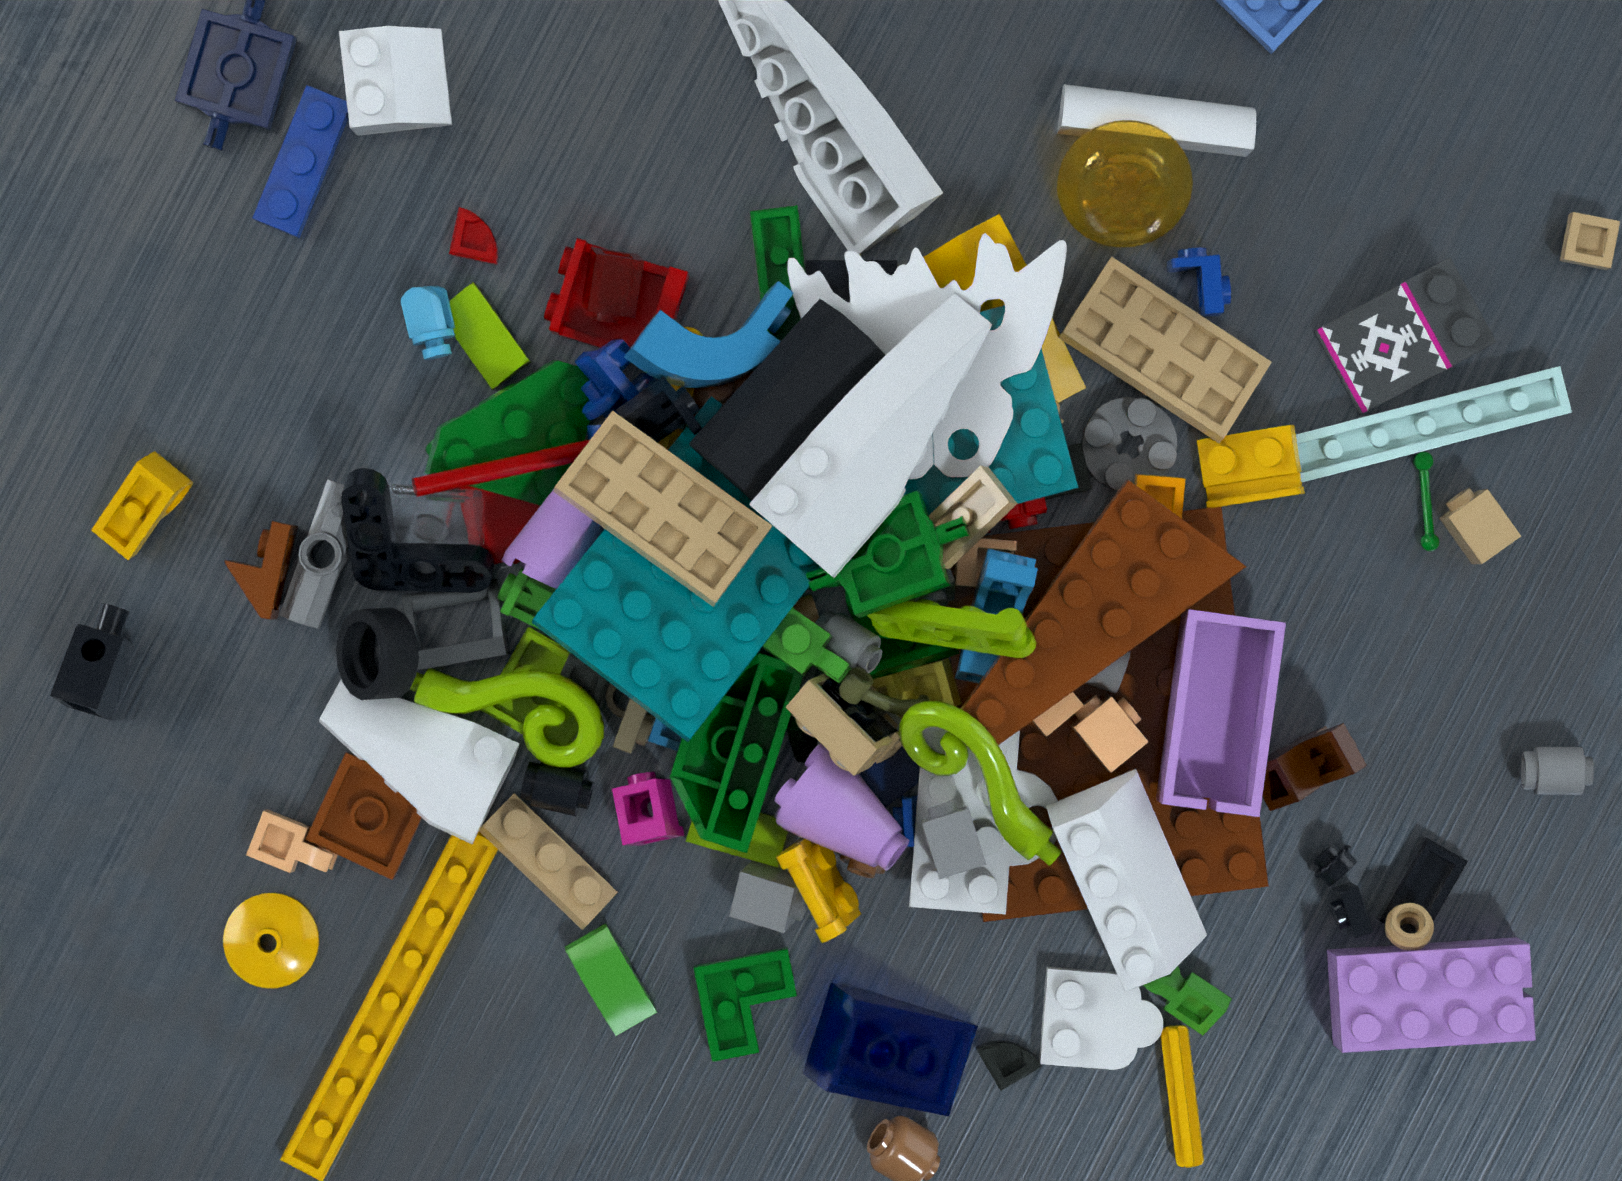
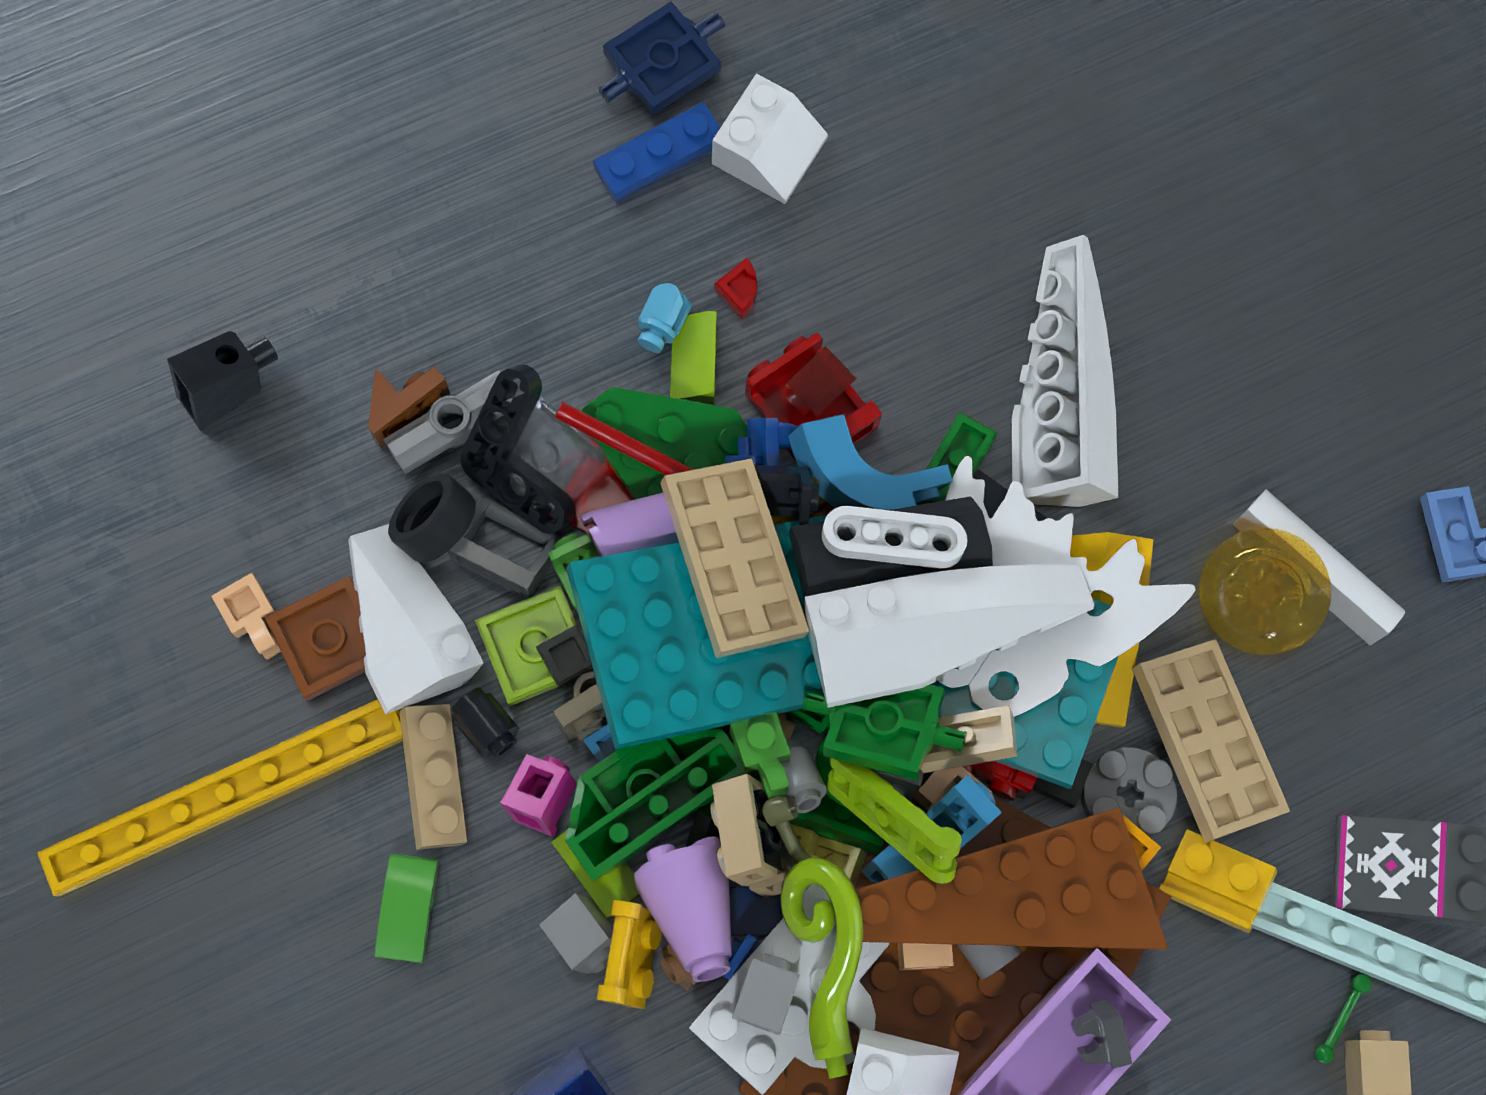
camera: 30 degrees right, 15 degrees down
(140, 503) = (358, 286): yellow plate -> none
(289, 924) = (193, 691): yellow dish -> none
(461, 696) = (464, 594): lime plant -> none
(729, 990) = (491, 989): green plate -> none
(798, 378) = (914, 531): none -> white plate
(1109, 730) = (957, 1004): light nougat brick -> none
(1212, 288) = (1280, 719): blue bracket -> none
(1237, 669) = (1110, 1040): none -> dark grey tile

